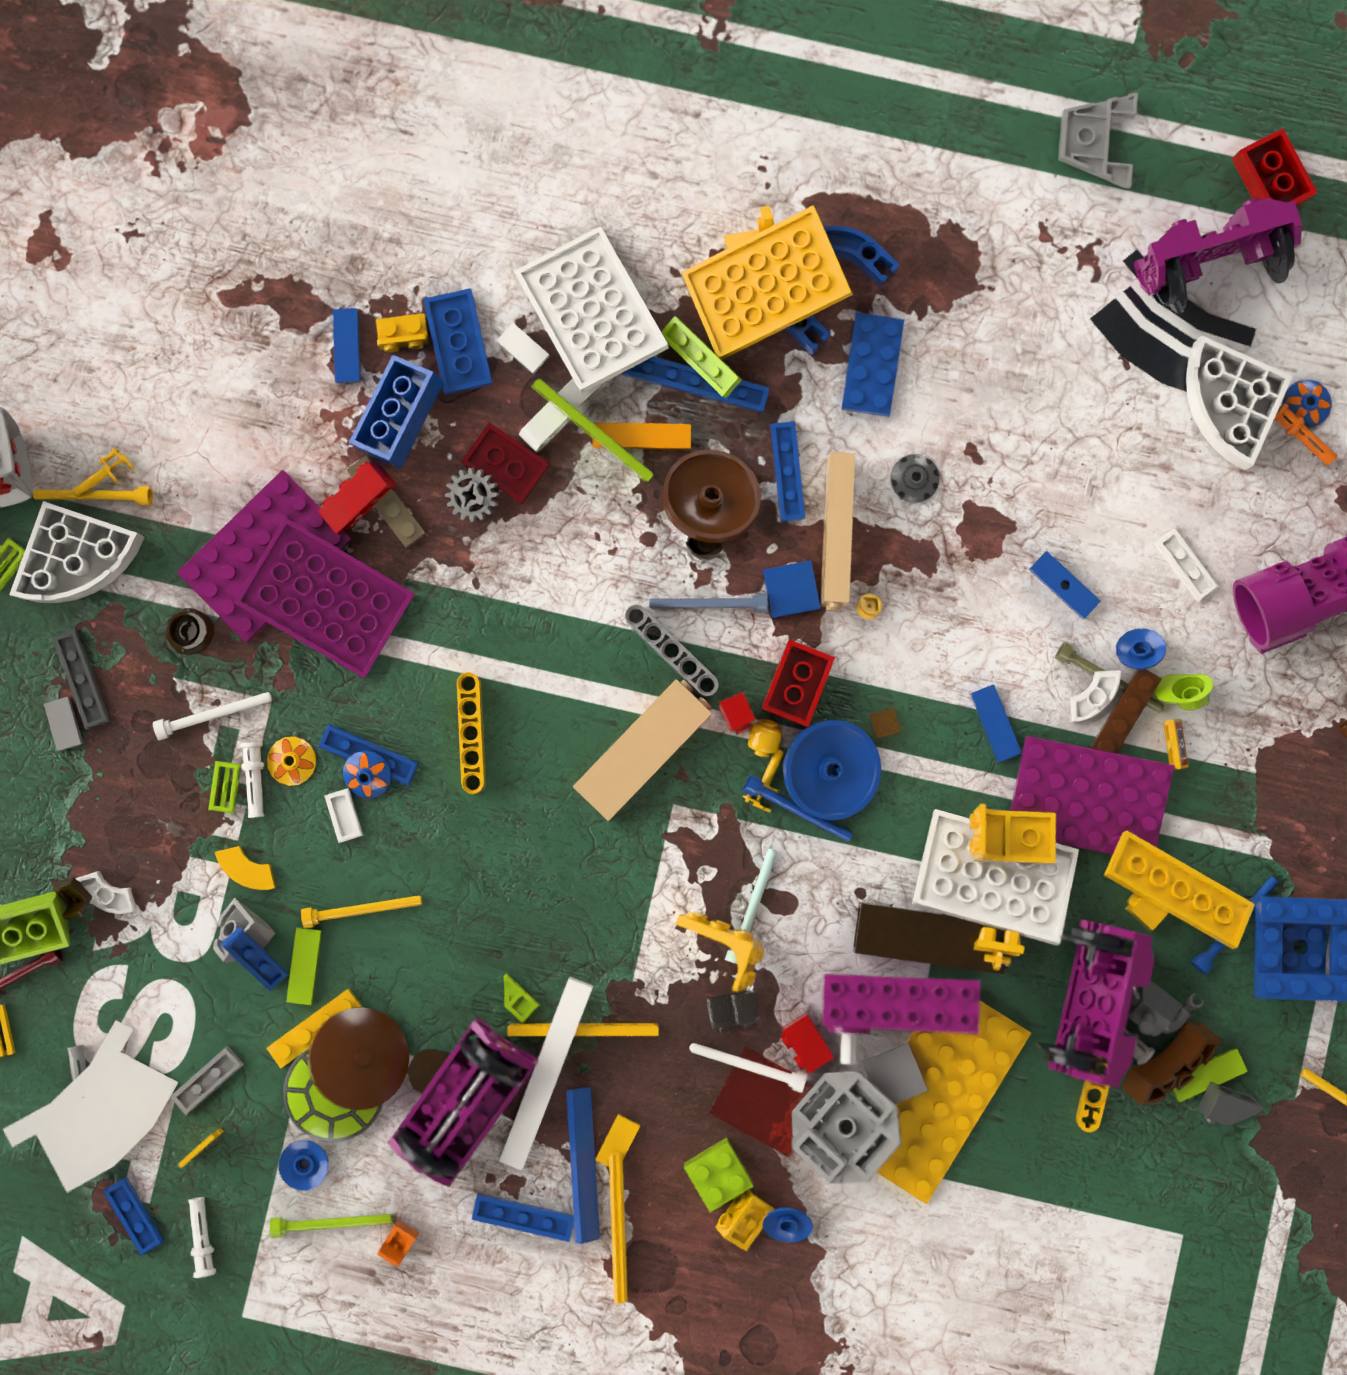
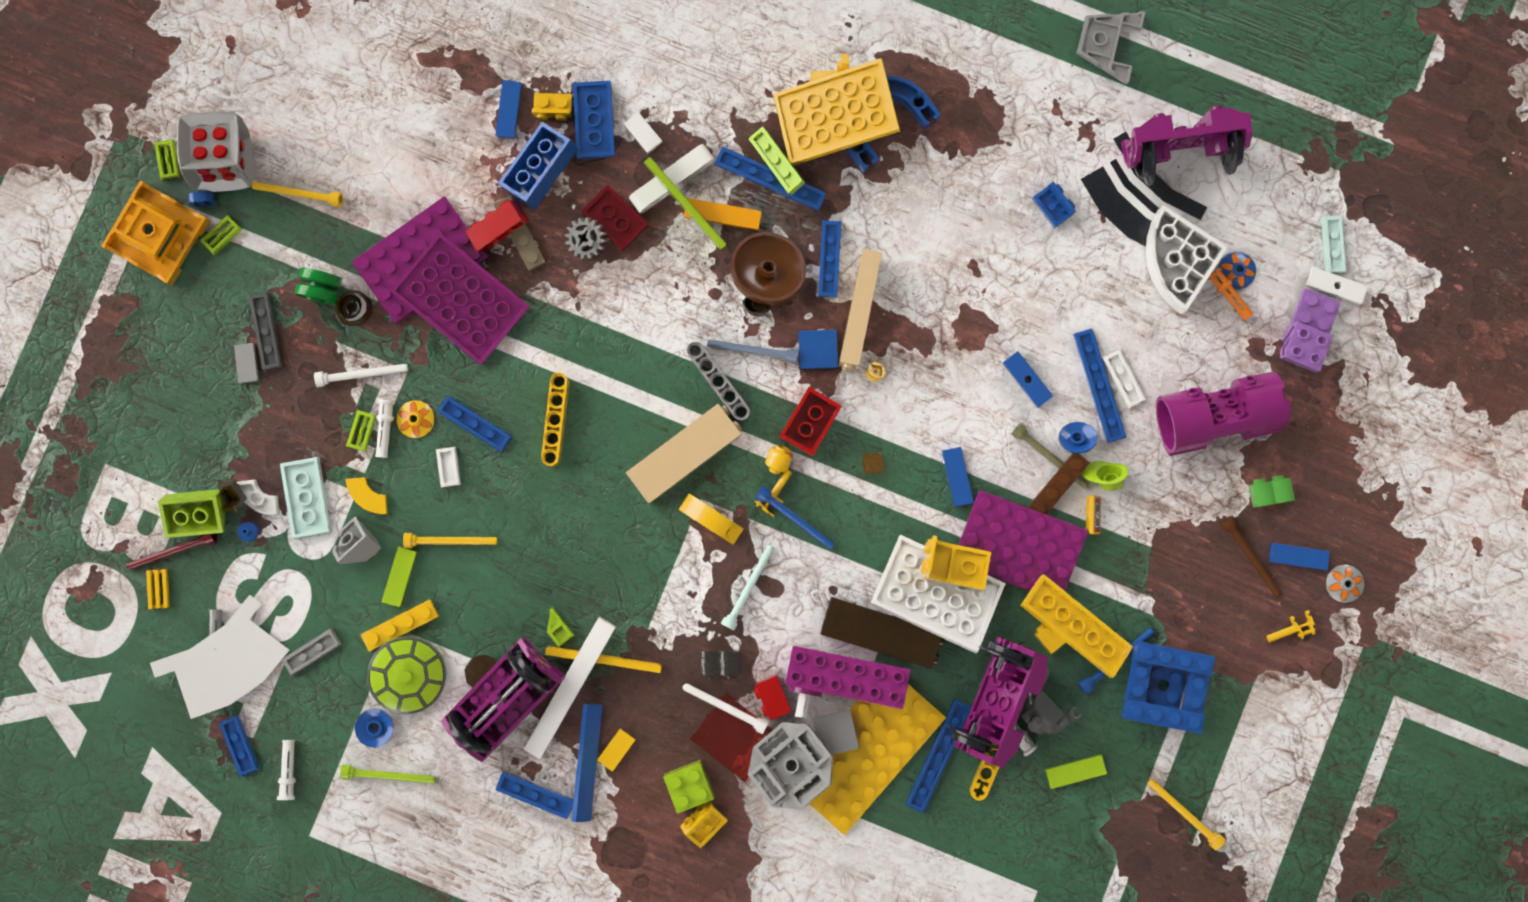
camera: 10 degrees right, 0 degrees up
(72, 556) = (273, 236): white brick -> none
(103, 472) = (307, 177): yellow piece -> none
(105, 941) = (248, 531): none -> blue tile
(139, 613) = (317, 287): none -> green wheel
(167, 884) = (305, 498): none -> light aqua tile
(201, 1147) = (300, 700): yellow piece -> none
(254, 958) = (362, 564): blue tile -> none
(358, 1058) = (428, 653): reddish brown dish -> none
(374, 767) = (478, 435): blue dish -> none
(397, 1243) = (436, 799): orange bracket -> none
(591, 310) = (699, 111): white plate -> none
(618, 1227) = (606, 811): yellow axle -> none
(690, 828) = (711, 519): none -> yellow arch
(737, 714) = (759, 437): red brick -> none
(745, 947) = (737, 617): yellow bracket -> none
(787, 1225) = (735, 833): blue dish -> none
(832, 769) = (826, 491): blue dish -> none
(872, 364) = (908, 187): blue plate -> none
(912, 490) = (922, 288): dark grey dish -> none
(987, 944) = (939, 648): yellow hips -> none
(1029, 1085) = (937, 757): none -> blue tile
(1062, 356) = (1054, 204): none -> blue bracket
(1096, 697) = (1038, 469): white tile -> none
(1157, 578) = (1099, 385): none -> blue tile
(1173, 1066) = (1050, 760): reddish brown brick -> none
(1227, 1105) = (1087, 797): dark grey slope -> none
(1274, 170) = (1240, 87): red brick -> none

